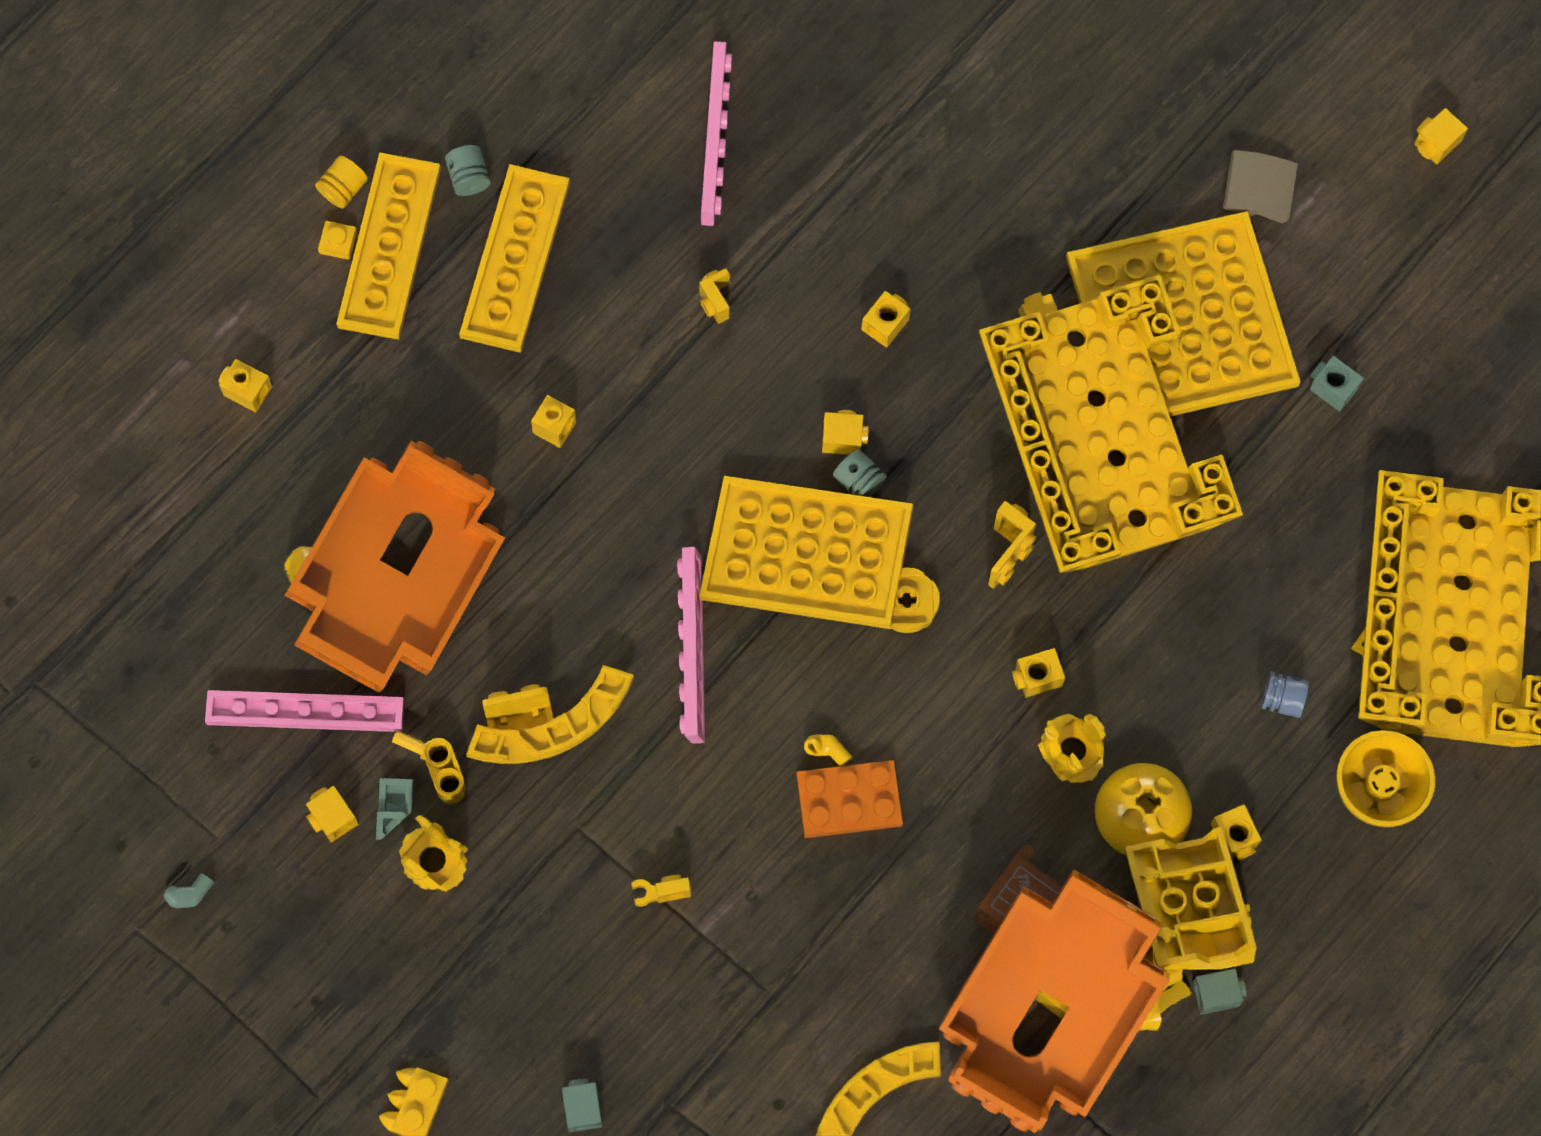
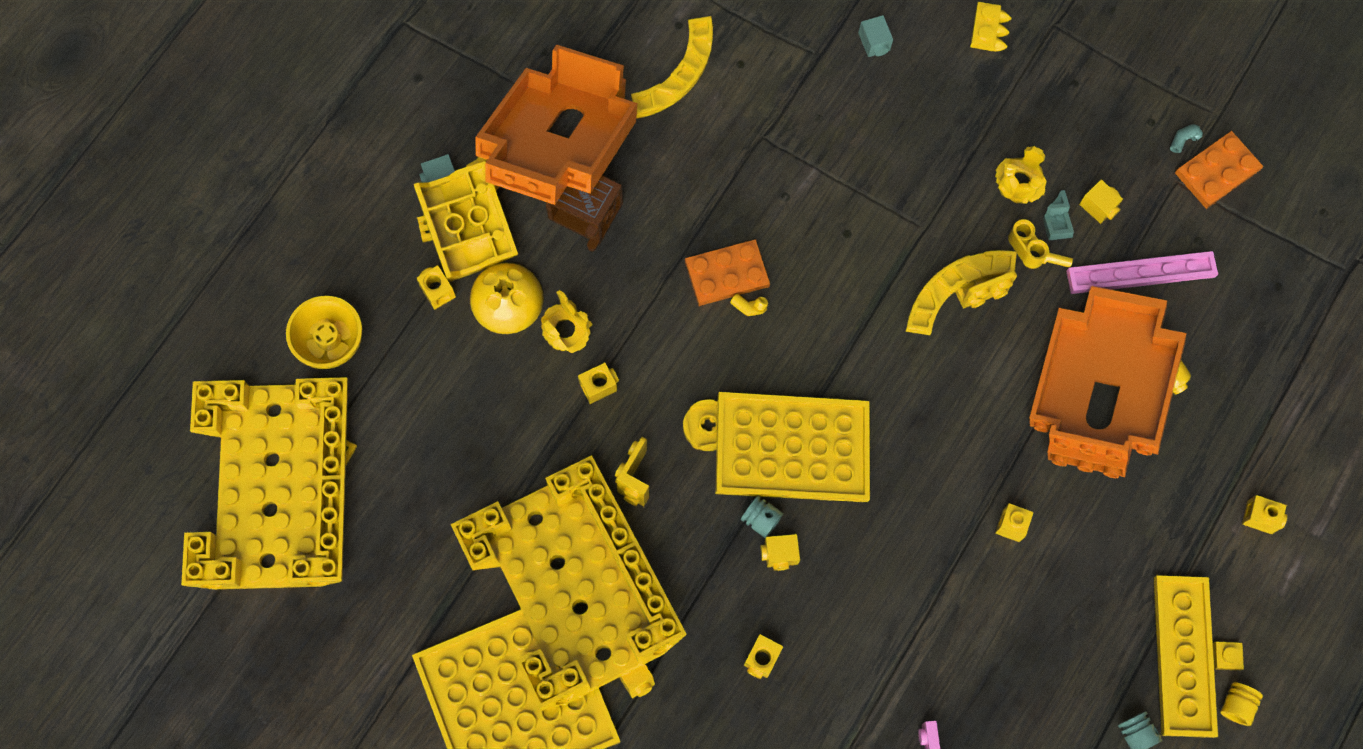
camera: 170 degrees right, 0 degrees up
(156, 840) = (1218, 169): none -> orange plate
(514, 258) = (1079, 663): yellow plate -> none
(669, 889) = (847, 185): yellow plate -> none
(692, 658) = (865, 360): bright pink plate -> none
(712, 300) = (909, 649): yellow bracket -> none
(1285, 694) = (405, 394): sand blue piece -> none
(1333, 395) = (374, 652): sand green brick -> none

